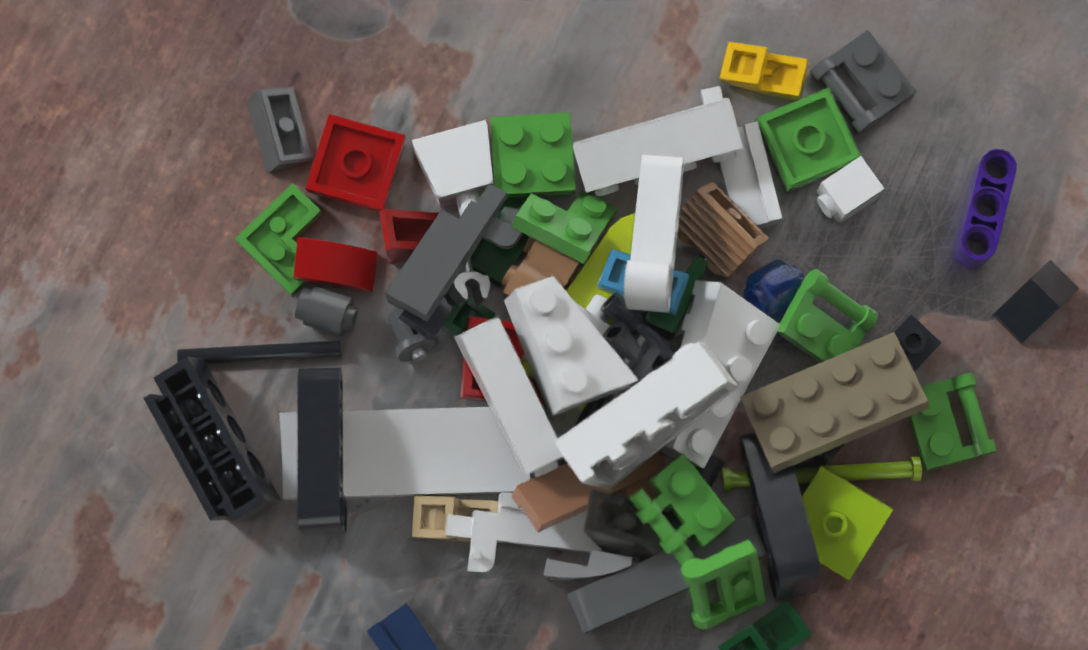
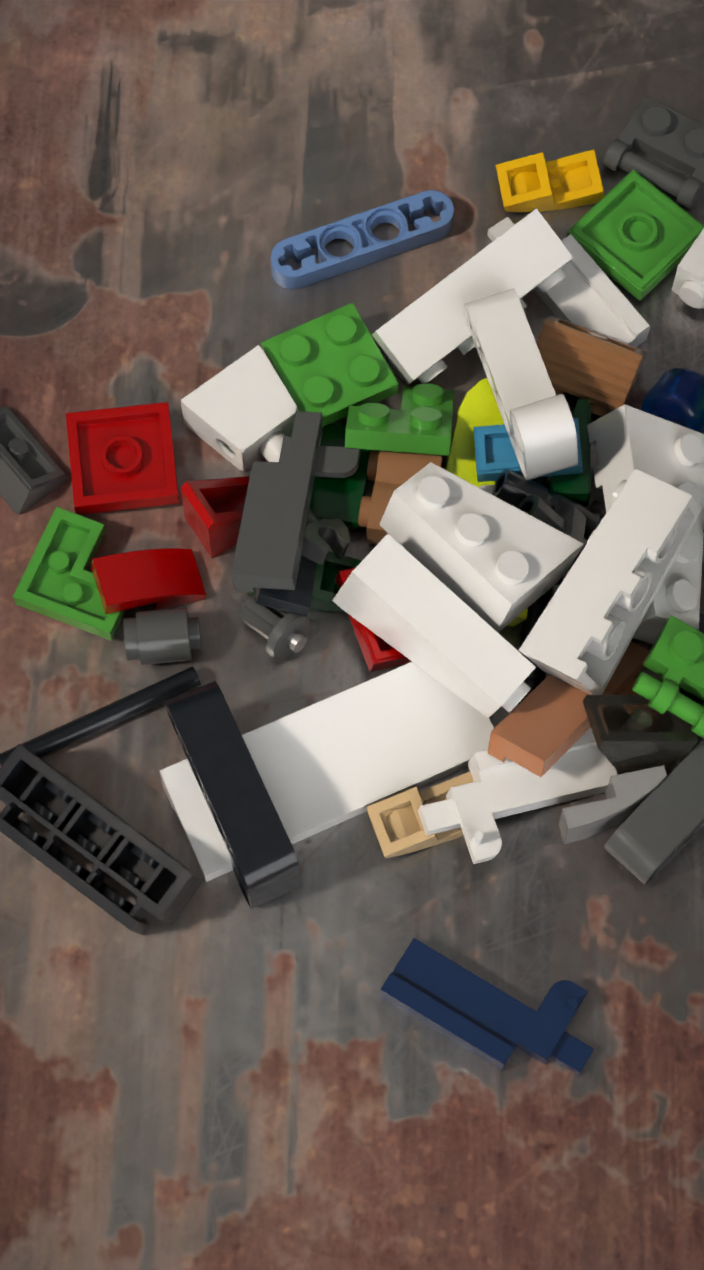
camera: 25 degrees left, 10 degrees down
(604, 53) = (366, 247): none -> medium blue beam

